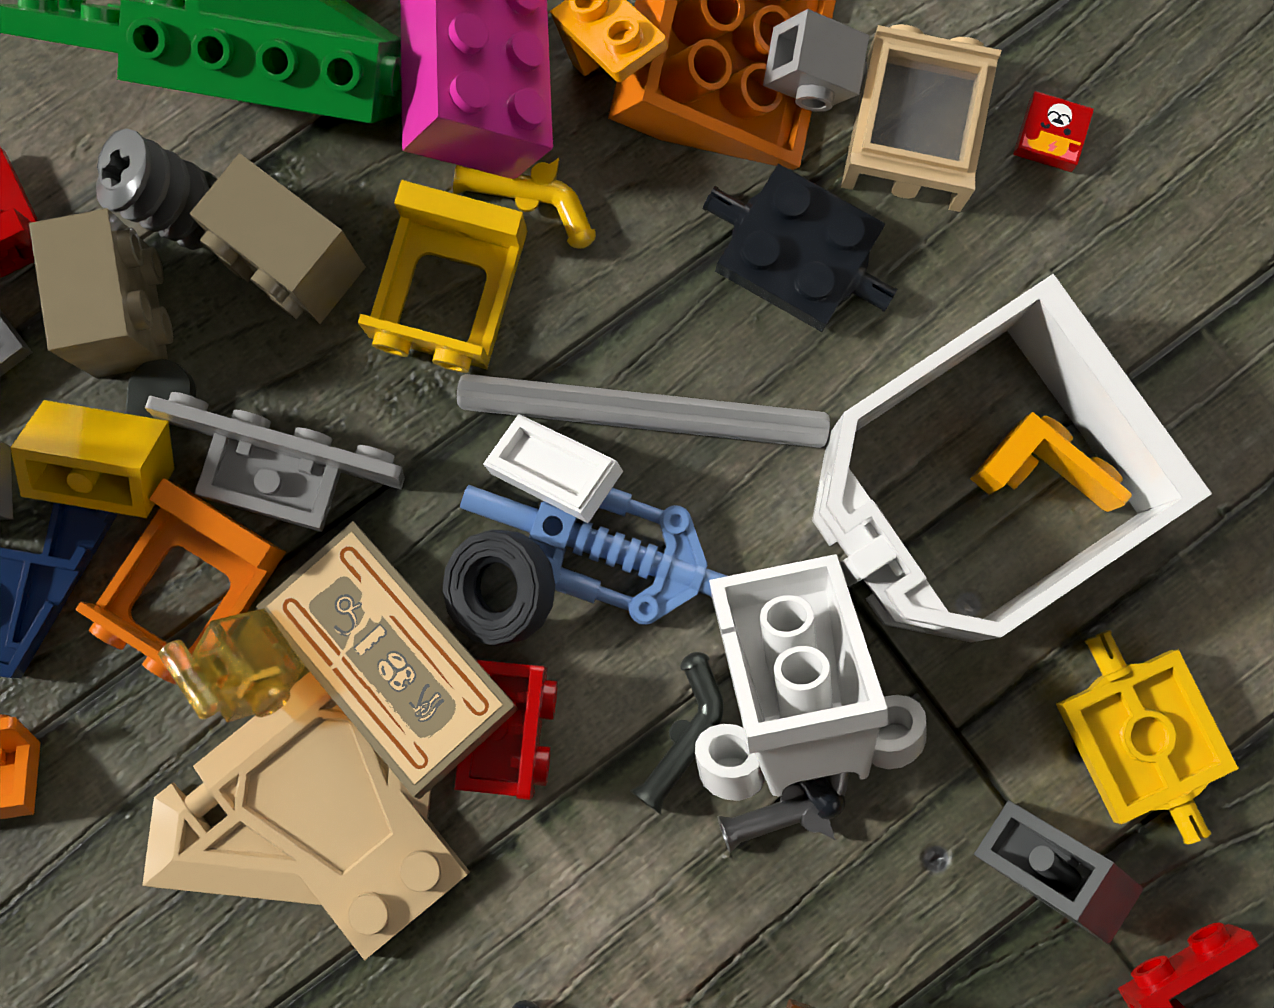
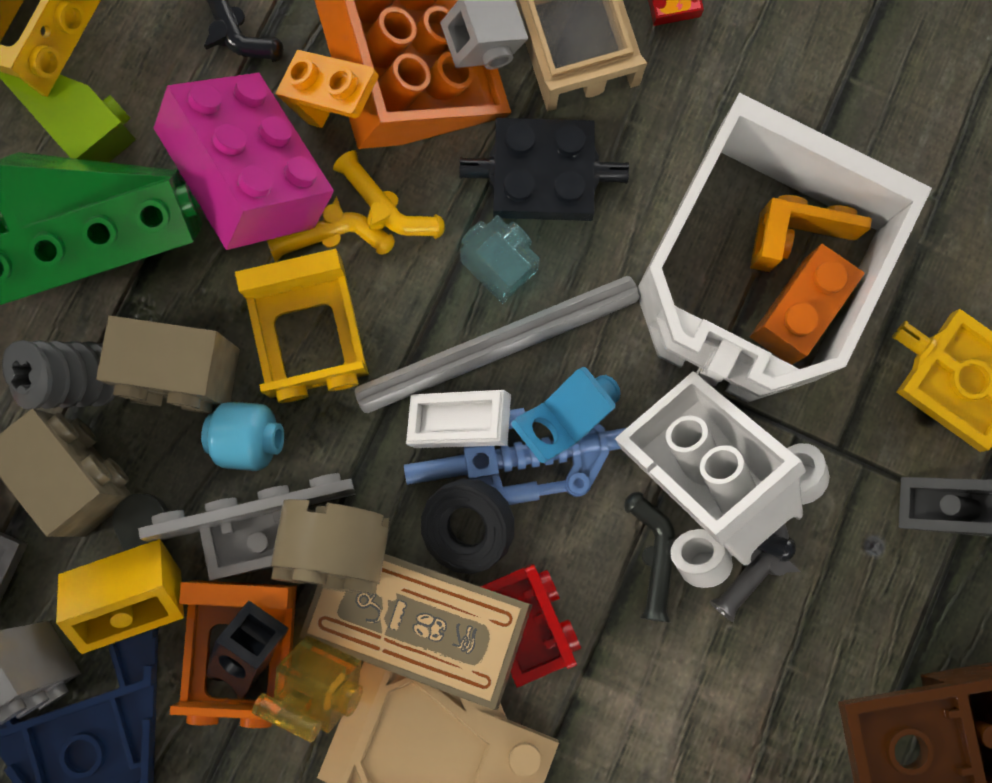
camera: 35 degrees left, 0 degrees up
(190, 586) = (245, 649): none -> black leg
(314, 360) = (242, 436): none -> medium azure head
(339, 523) = (330, 546): none -> dark tan brick
(603, 193) = (384, 204): none -> yellow piece
(674, 525) = (569, 413): none -> dark azure bracket
(696, 316) = (499, 256): none -> clear light blue brick
(1007, 551) = (807, 305): none -> orange brick

